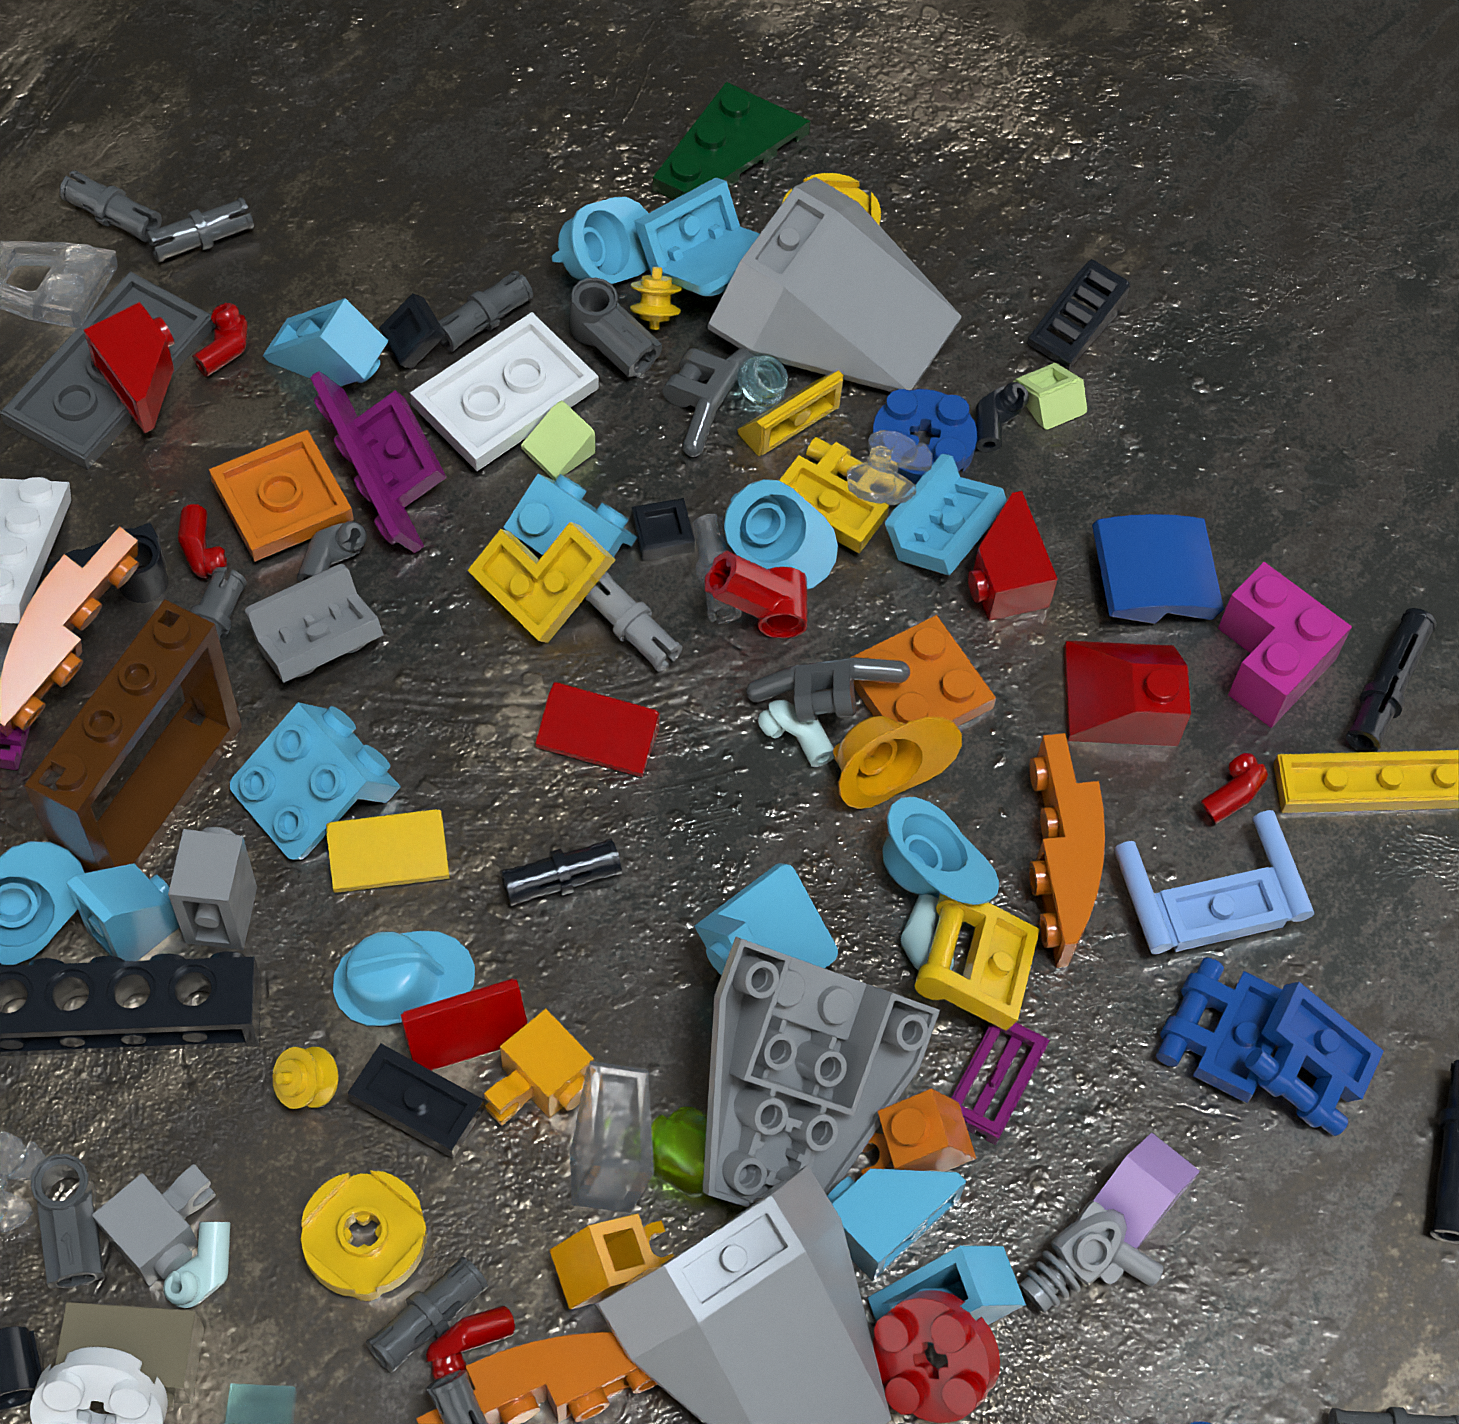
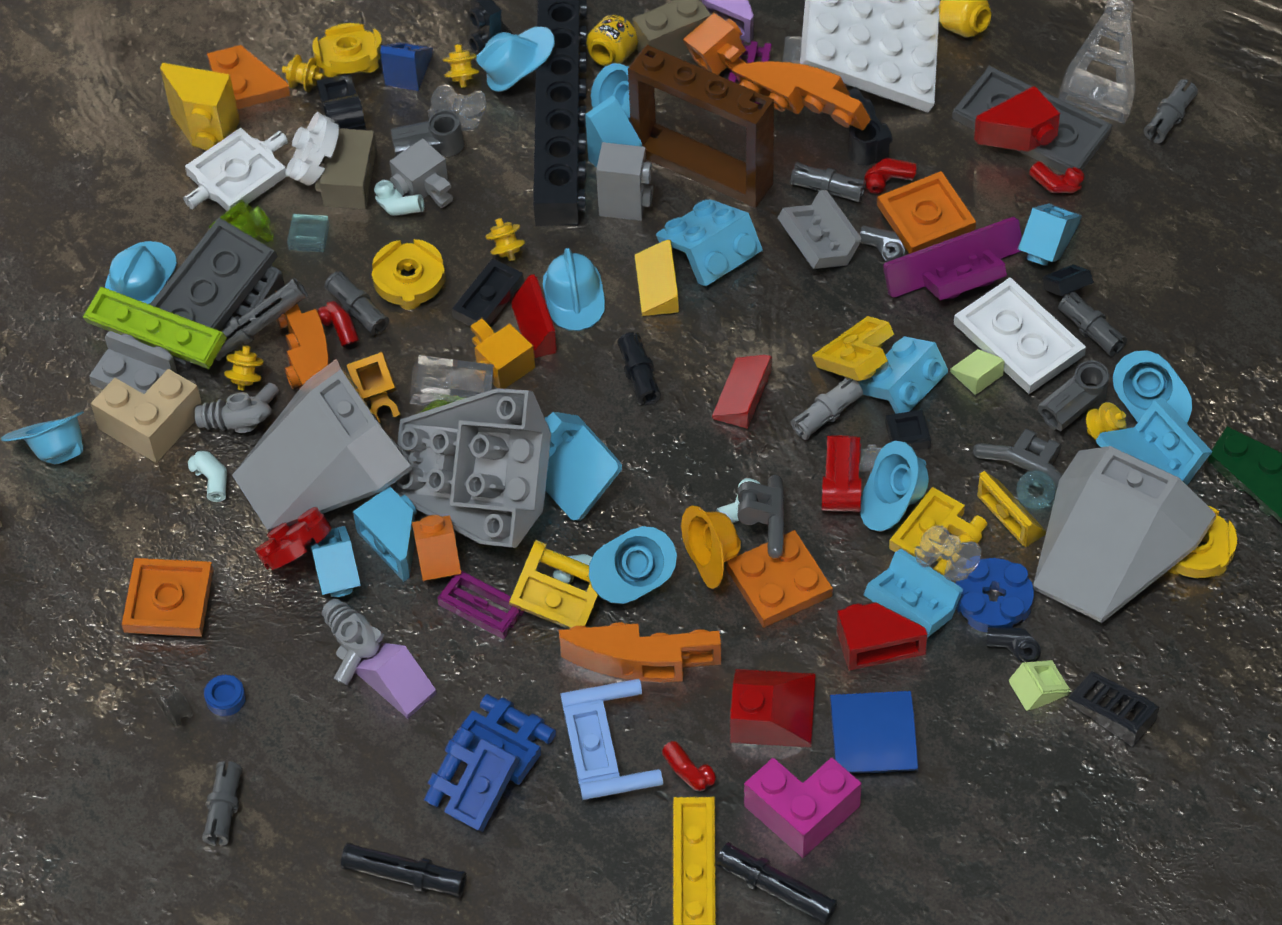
camera: 100 degrees right, 5 degrees down
(200, 229) = (1153, 161): dark grey pin -> none

